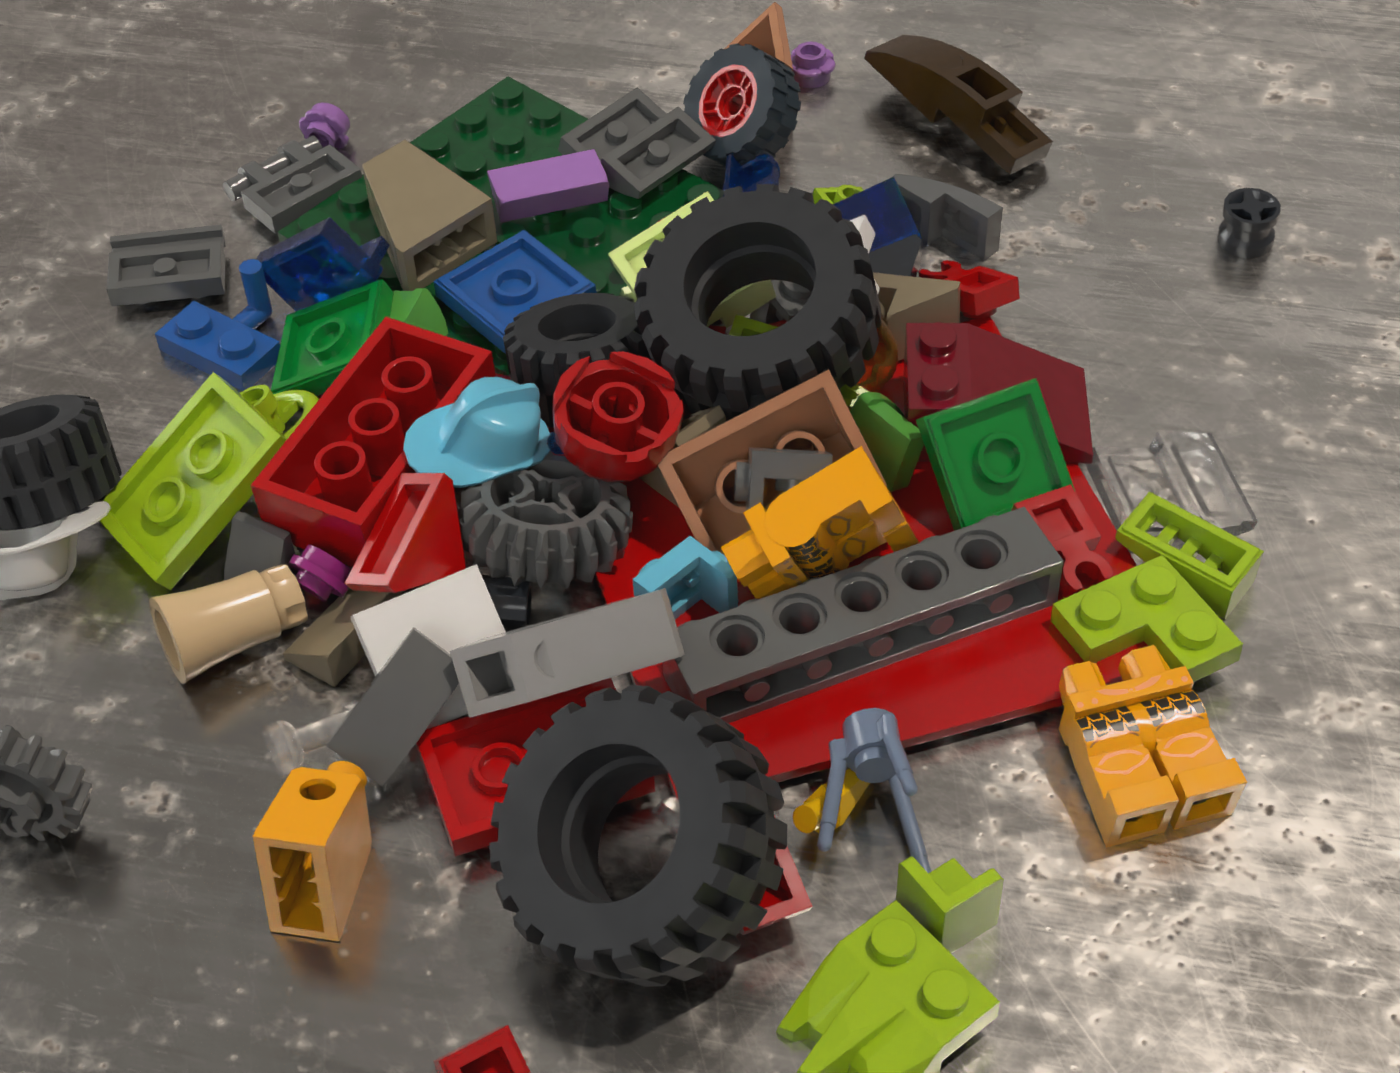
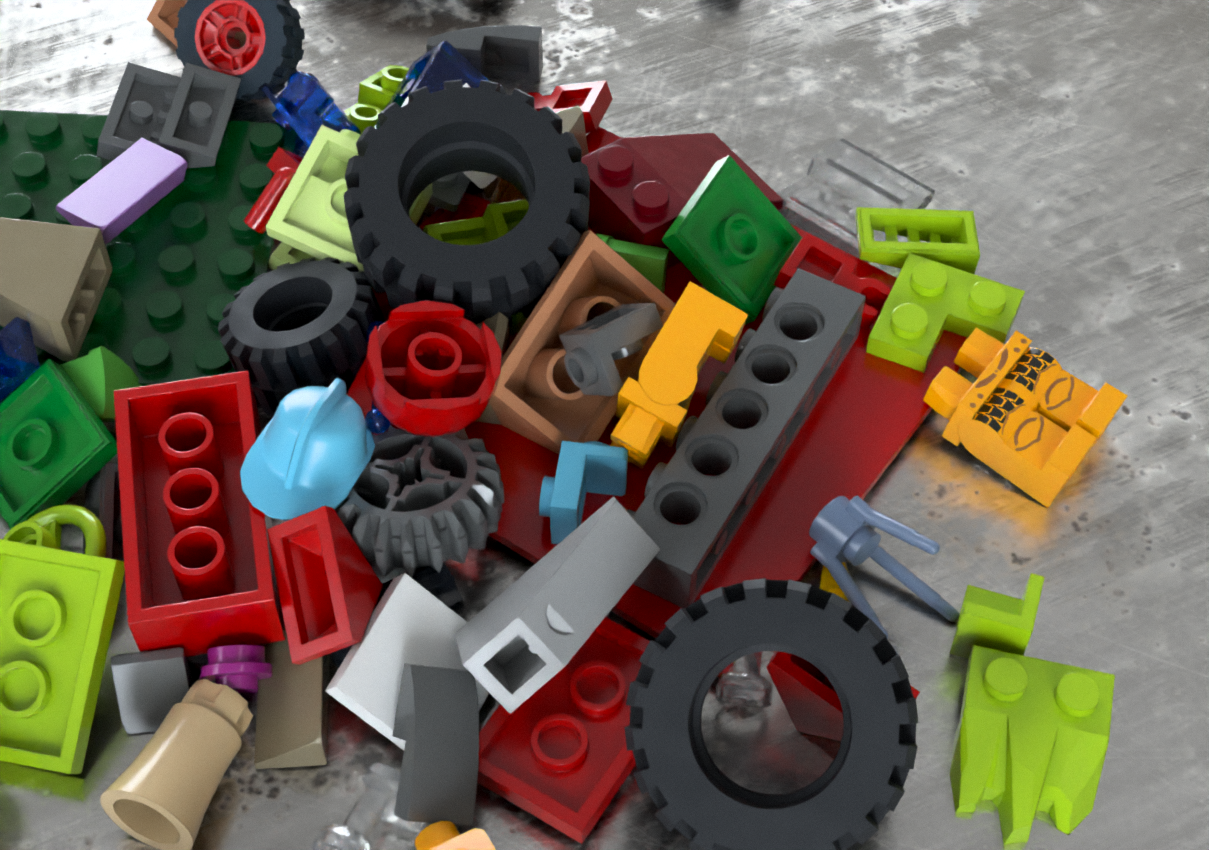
camera: 40 degrees left, 5 degrees up
(508, 282) = (173, 306): blue tile -> none

